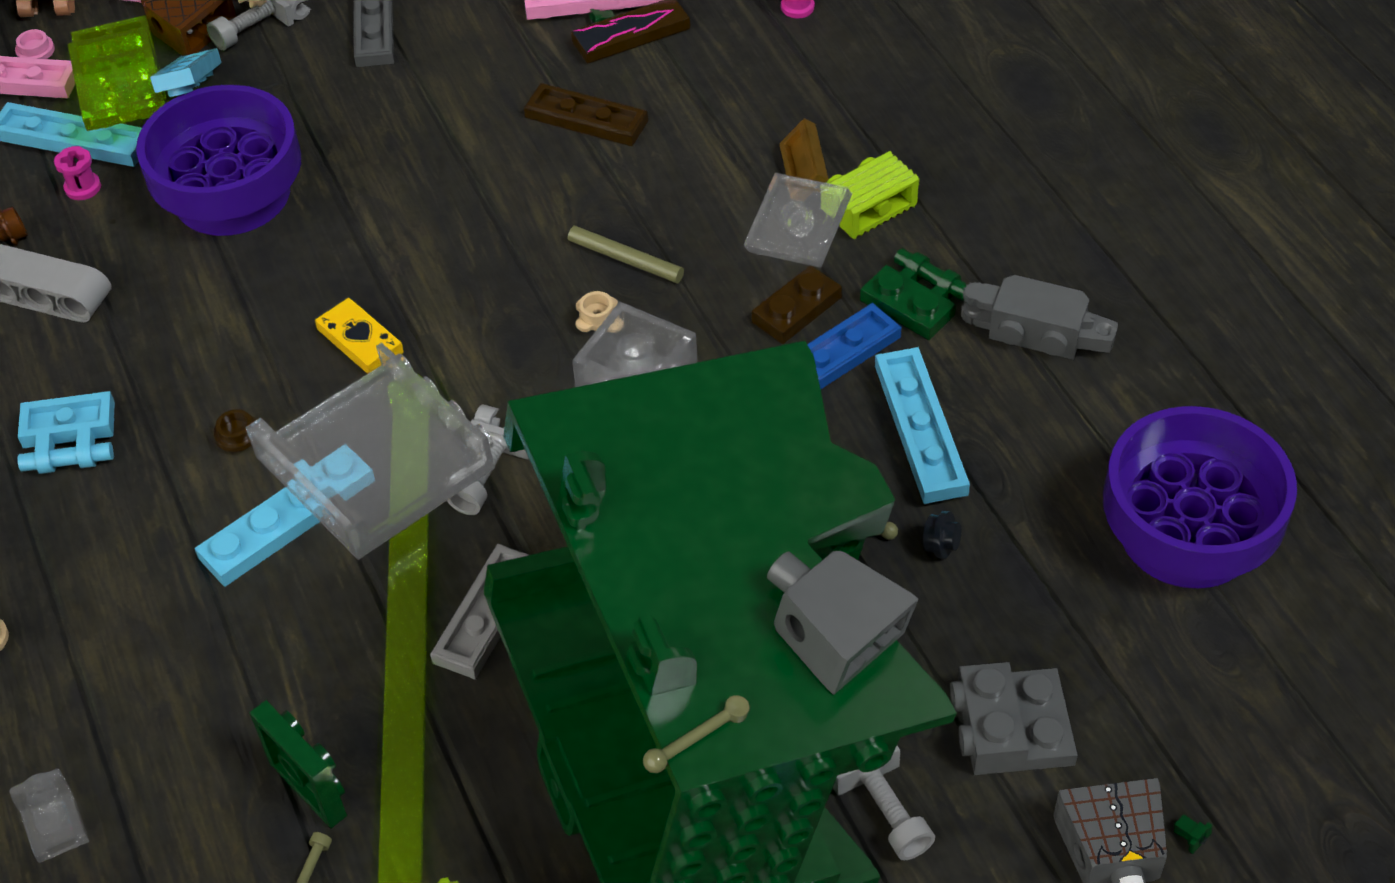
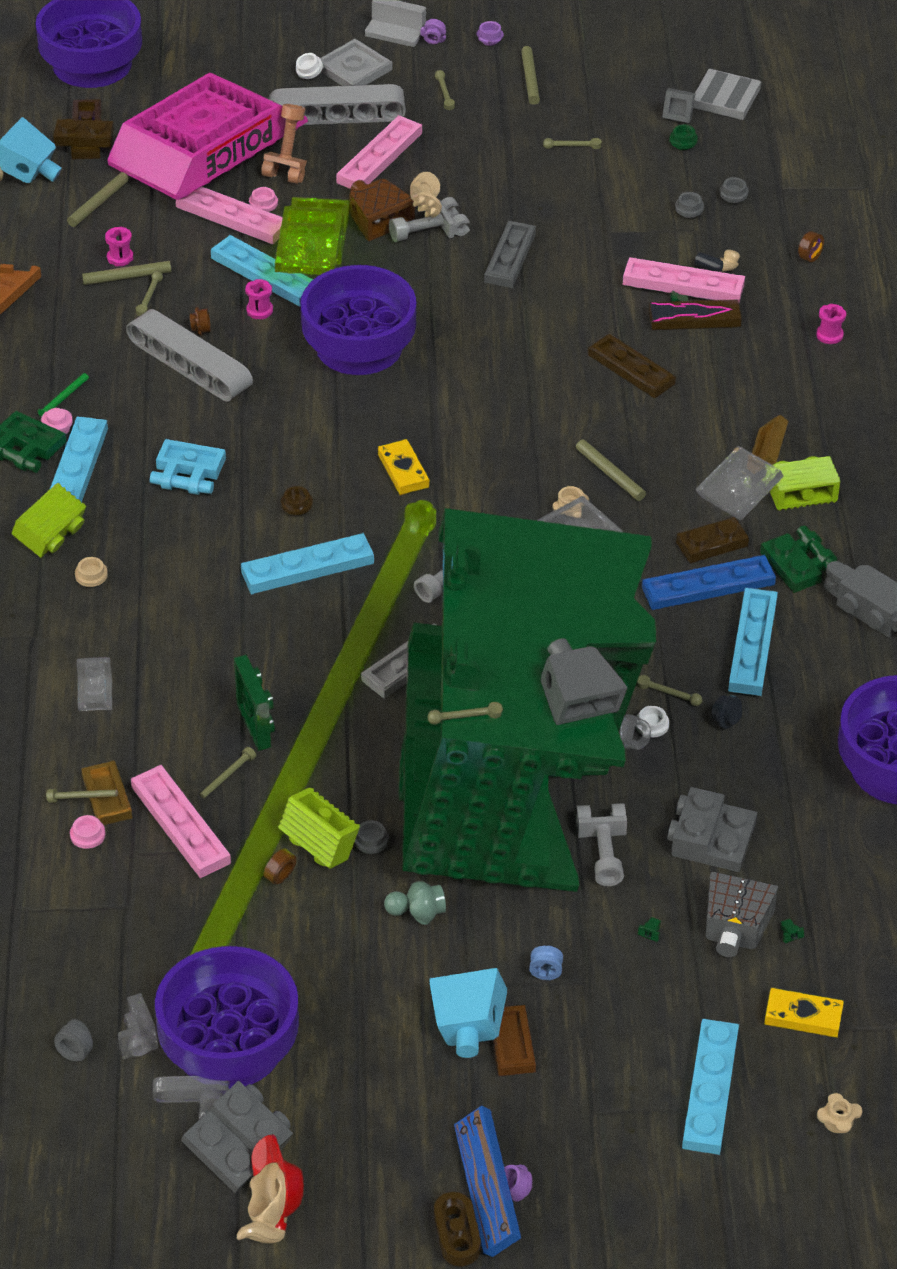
camera: 20 degrees right, 5 degrees down
(186, 72) = (359, 250): medium azure plate -> none
(376, 454) = (376, 540): clear panel -> none

